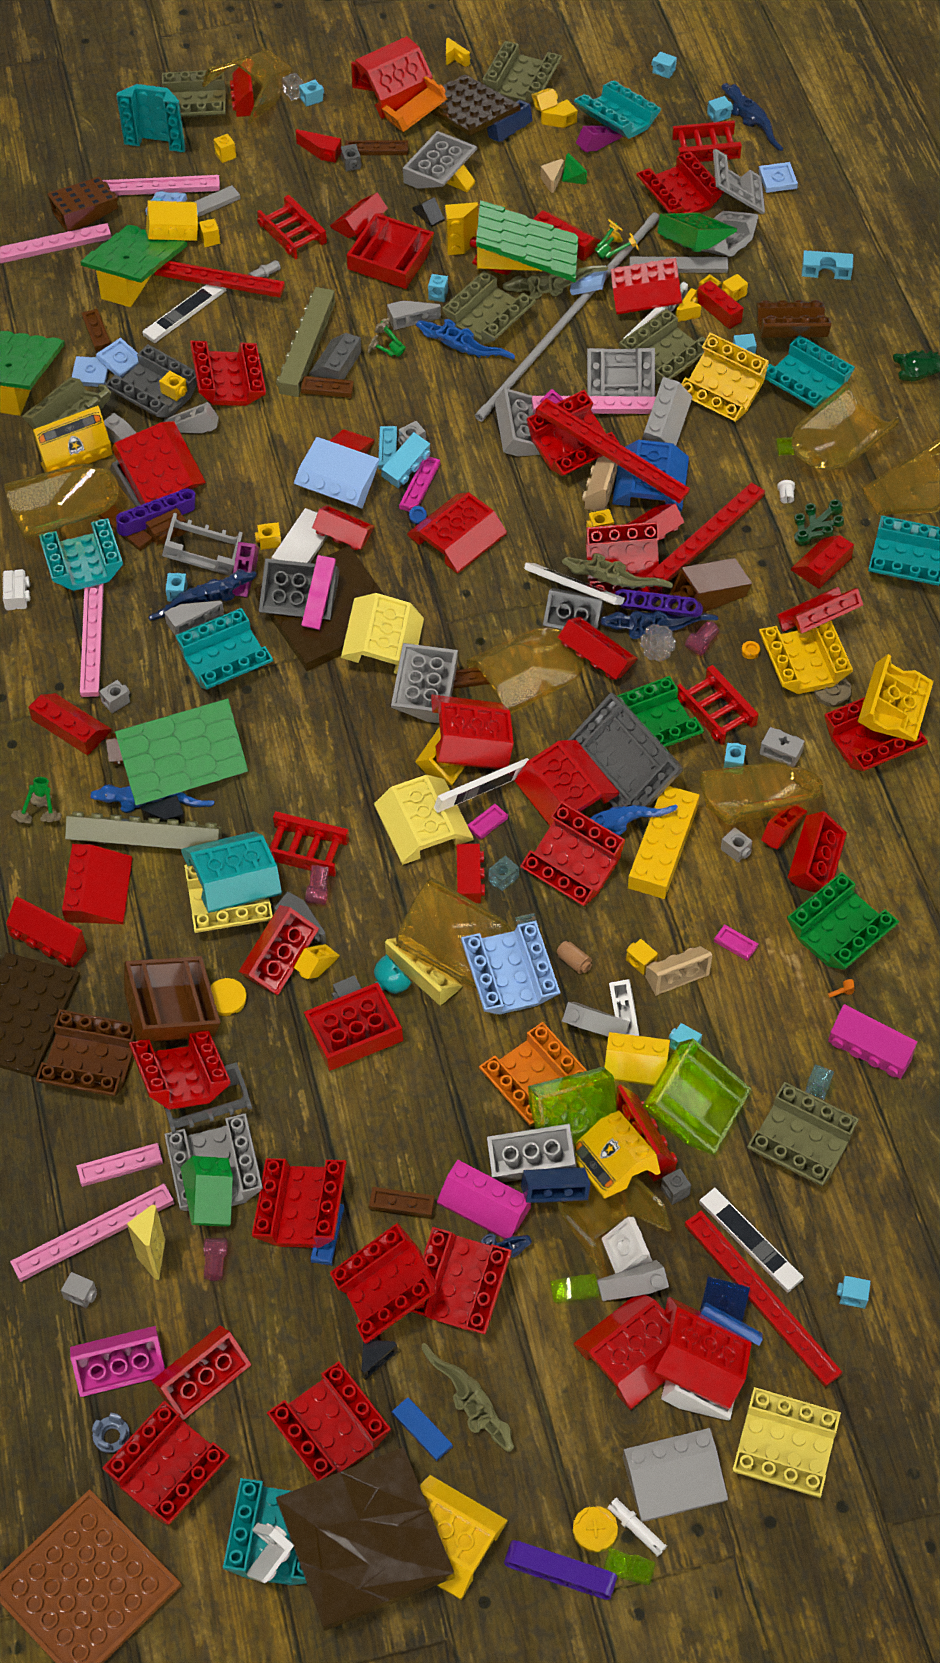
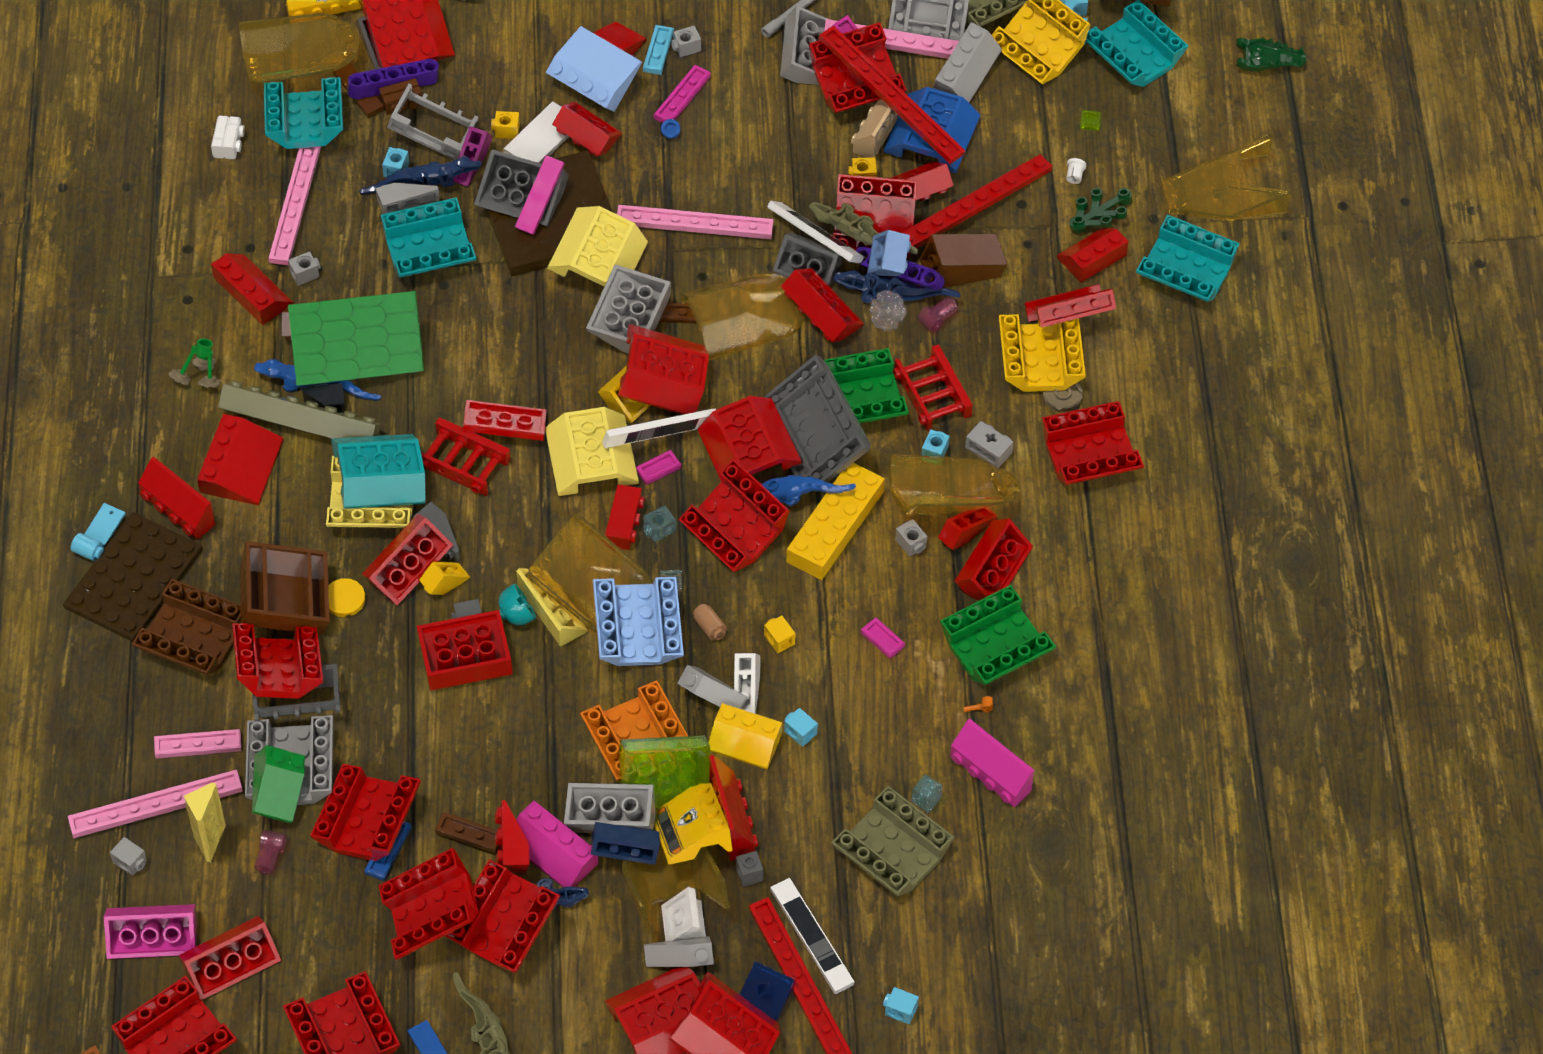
camera: 10 degrees right, 0 degrees up
(112, 1422) = (119, 990): sand blue piece -> none
(316, 890) = (462, 507): clear pink piece -> none
(336, 803) = (504, 420): none -> red tile
(375, 1355) = (405, 974): black slope -> none
(406, 460) = (672, 67): medium azure brick -> none
(449, 1207) = (512, 843): none -> red slope
(460, 530) = (710, 154): red slope -> none
(465, 593) = (697, 222): none -> bright pink plate
(574, 1288) = (620, 947): clear neon green slope -> none
(649, 591) = (889, 253): none -> medium blue slope
(678, 969) = (813, 654): tan slope -> none
(697, 1097) = (794, 784): clear neon green slope -> none
(732, 1323) = (766, 1011): blue tile -> none
(750, 650) = (987, 335): light orange tile -> none
(838, 431) = (1148, 114): clear yellow windscreen -> none
(895, 700) = (1119, 416): yellow piece -> none

